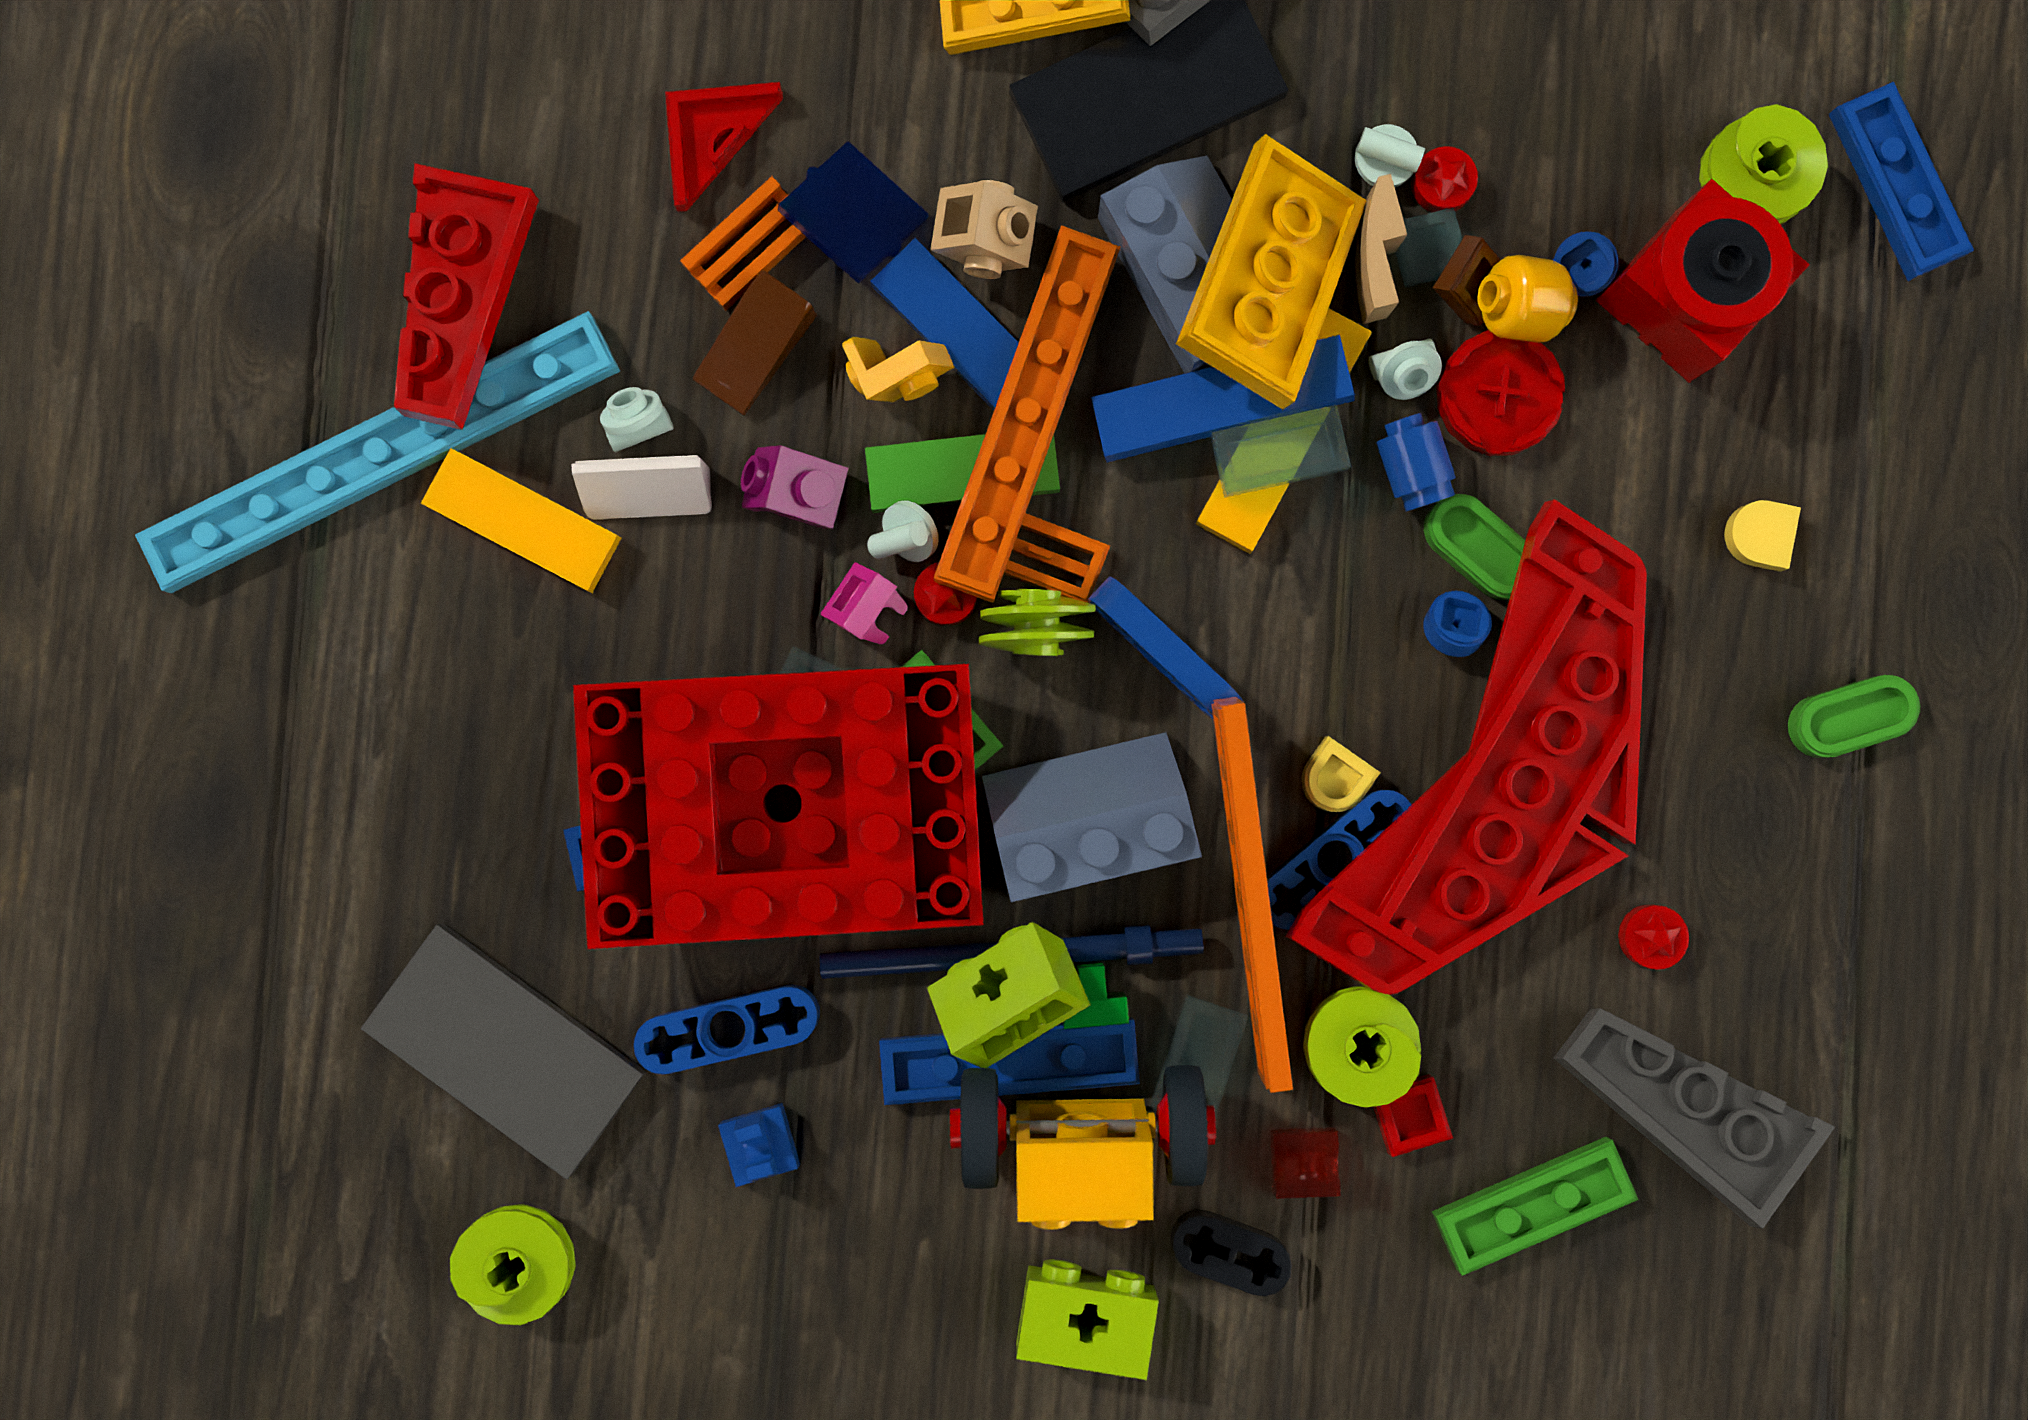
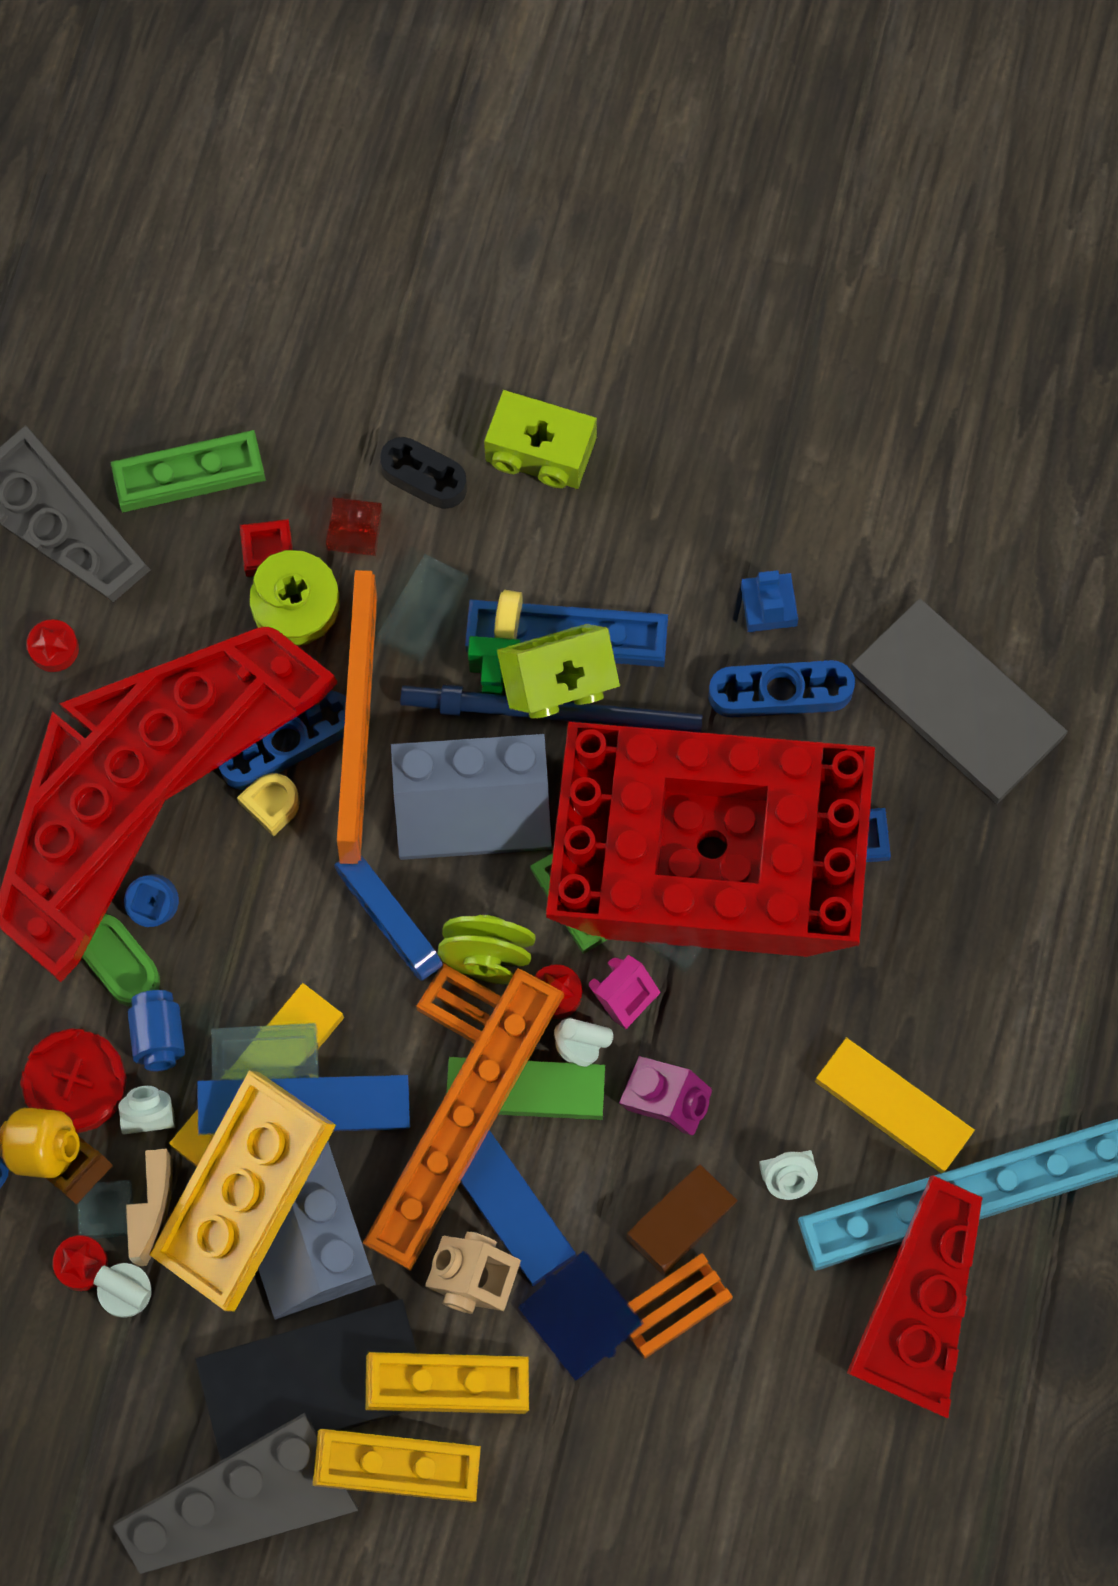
camera: 170 degrees left, 15 degrees down
(513, 1296) = (953, 560): lime piece -> none
(643, 487) = (788, 1116): white slope -> none
(710, 129) = (692, 1411): red tile -> none
(905, 374) = (578, 1164): yellow bracket -> none
(993, 105) = (447, 1383): none -> yellow tile
(1084, 1153) = (521, 547): brick -> none
(1085, 1060) = (508, 614): none -> light yellow tile

